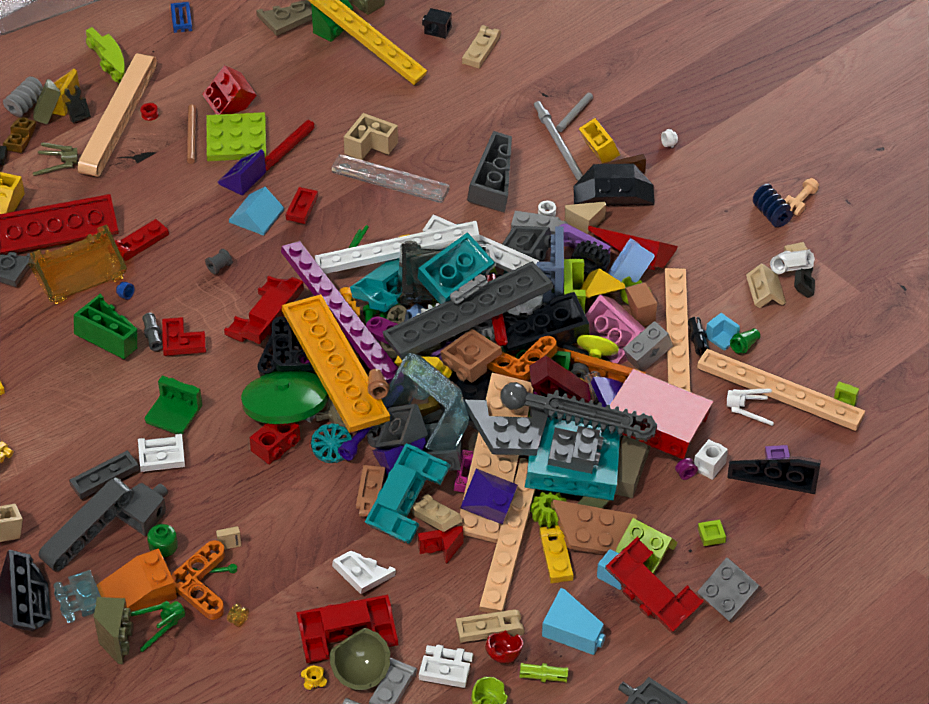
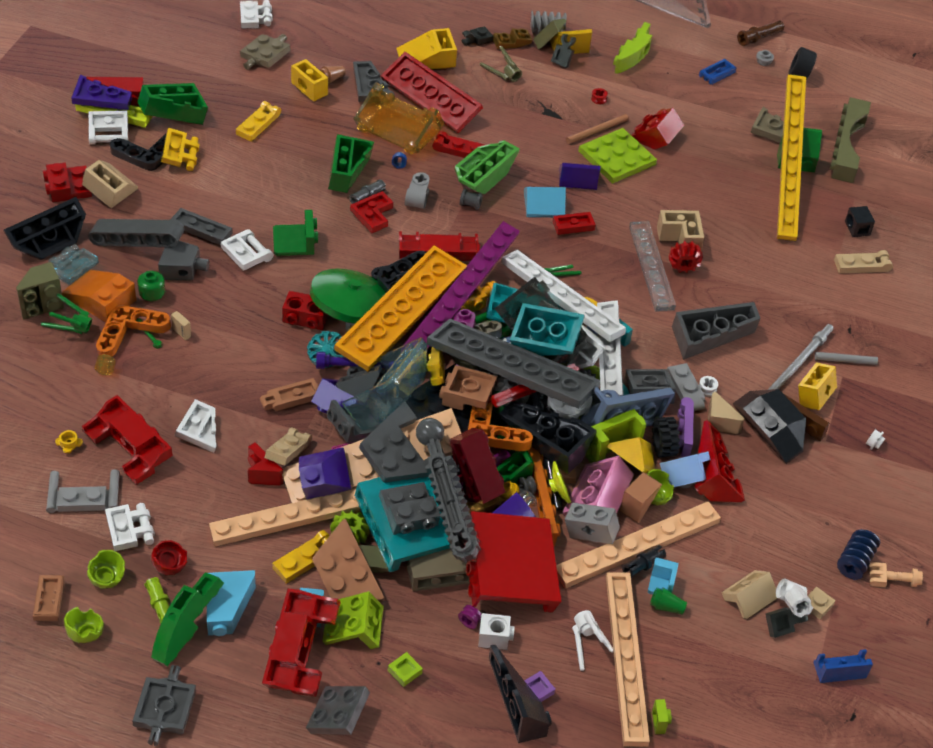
camera: 55 degrees right, 0 degrees up
(117, 115) = (577, 79): light nougat beam -> none
(181, 293) = (418, 191): none -> light grey piece
(189, 228) = (486, 166): none -> bright green wedge
(291, 141) = (634, 188): red axle -> none
(361, 660) = (90, 459): olive cylinder -> none
(377, 385) = (390, 340): nougat cone -> none
(401, 490) = (292, 410): teal bracket -> none
(402, 150) = (685, 256): none -> red gear
(468, 289) = (531, 350): light grey axle -> none
(482, 626) = (191, 539): tan plate -> none
(582, 655) = (178, 624): none -> green slope
(862, 268) = (843, 667): none -> blue hinge

